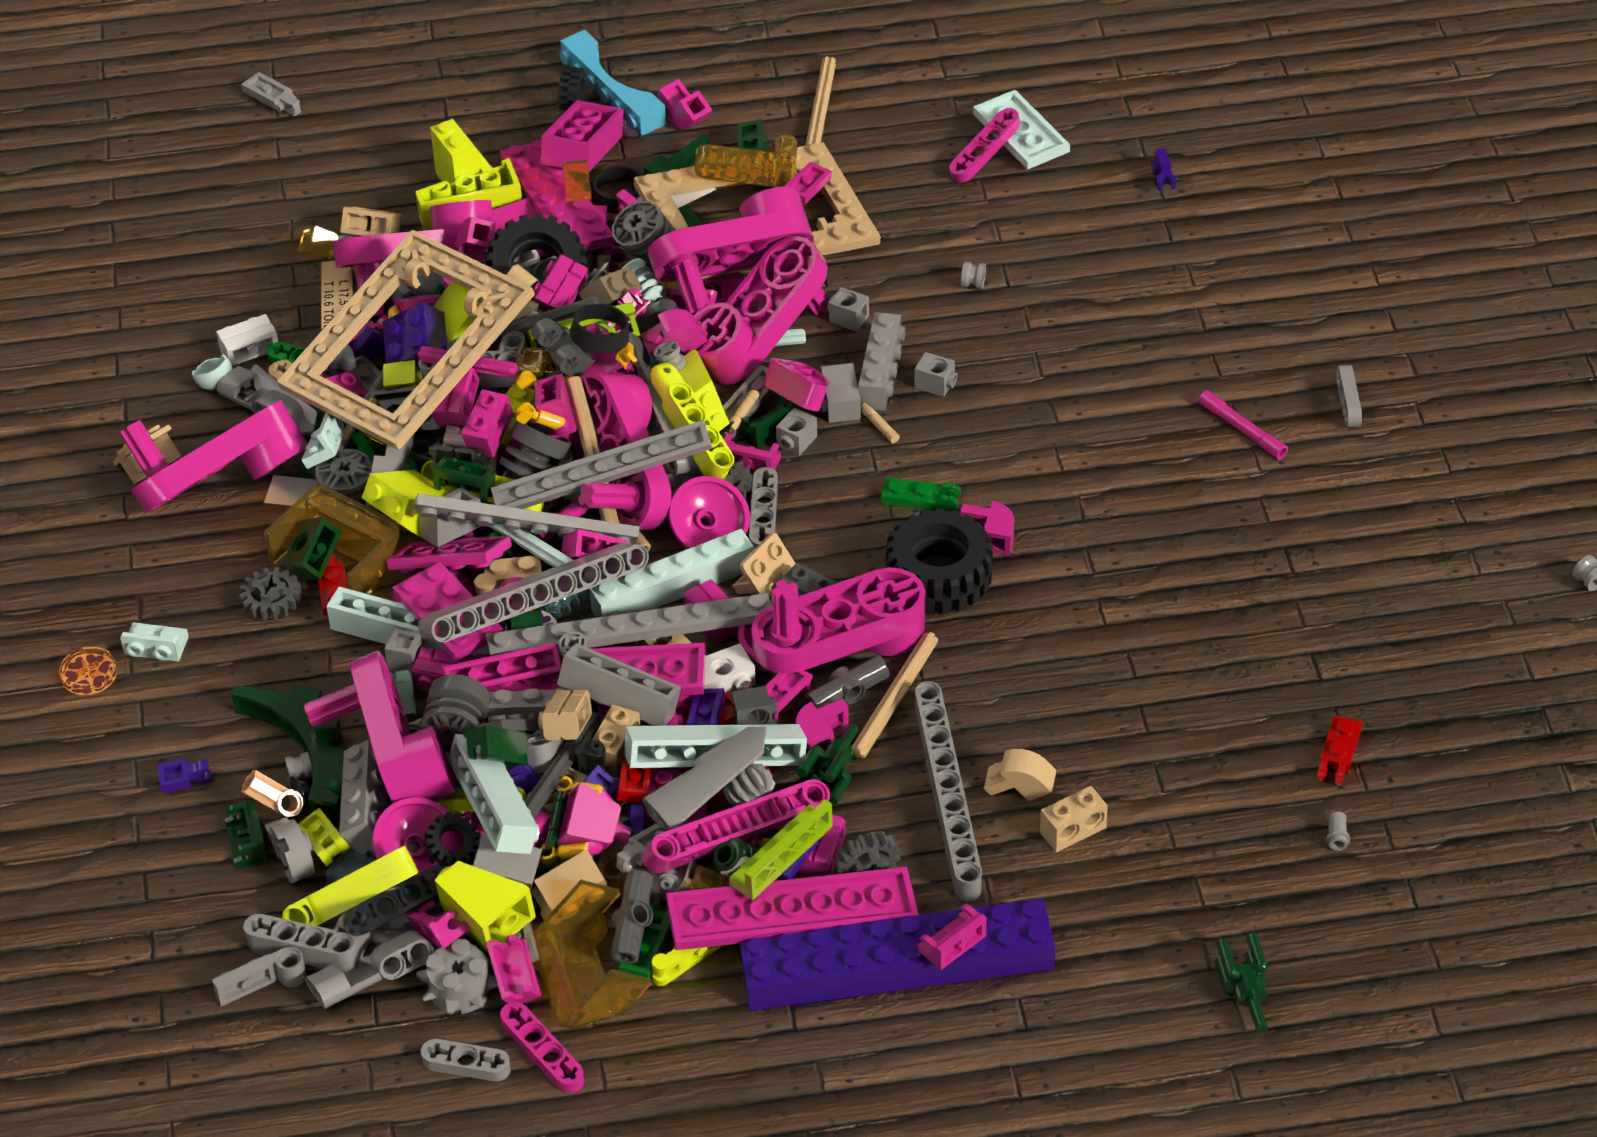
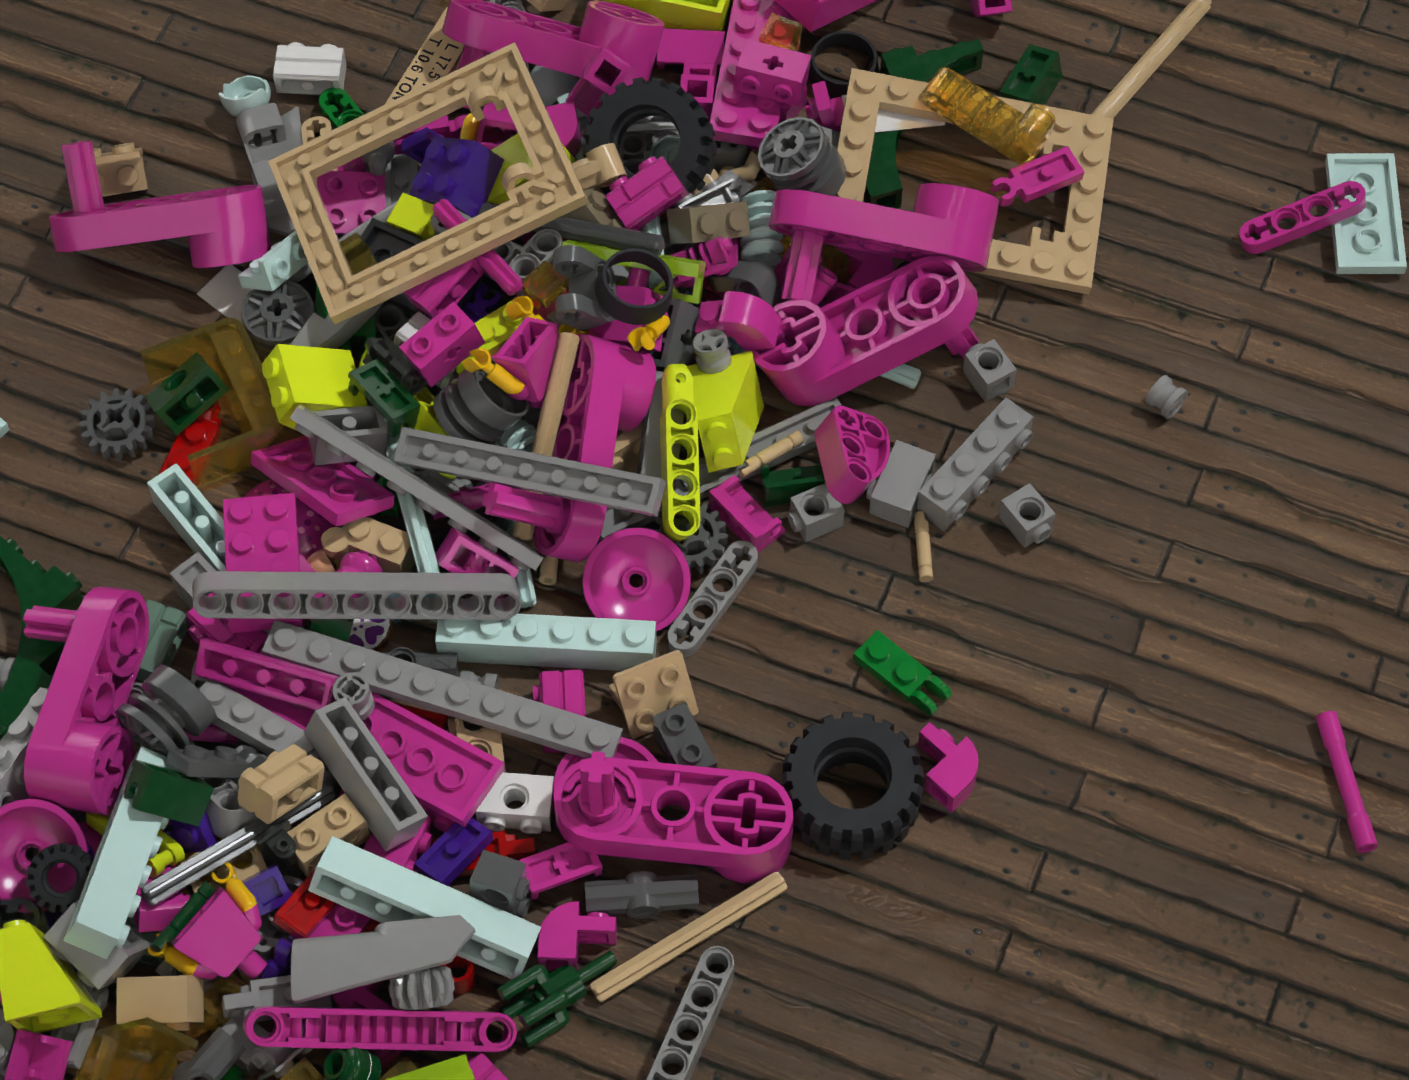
camera: 30 degrees right, 15 degrees up
(585, 197) = (772, 72): none -> dark pink brick

